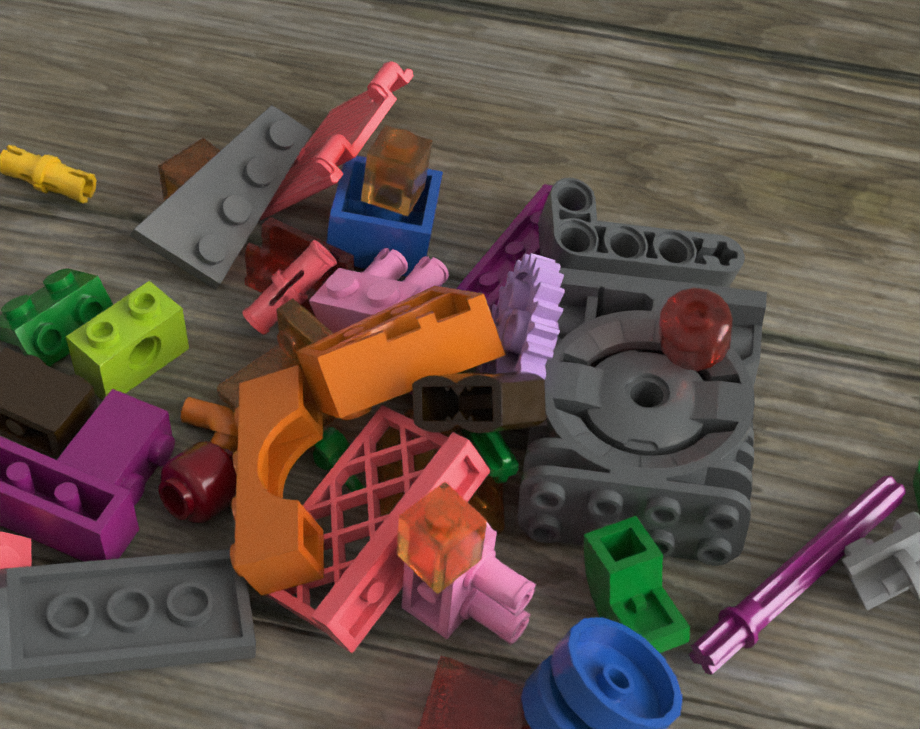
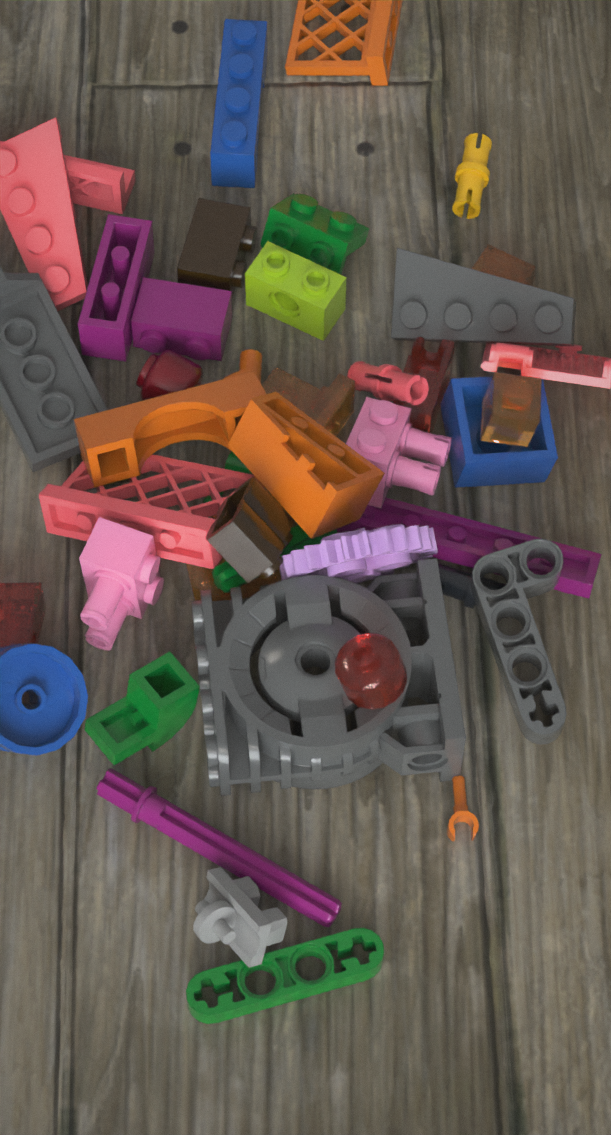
camera: 75 degrees right, 10 degrees up
(441, 537) = (94, 528): clear orange brick -> none
(808, 367) = (461, 810): none -> orange hand

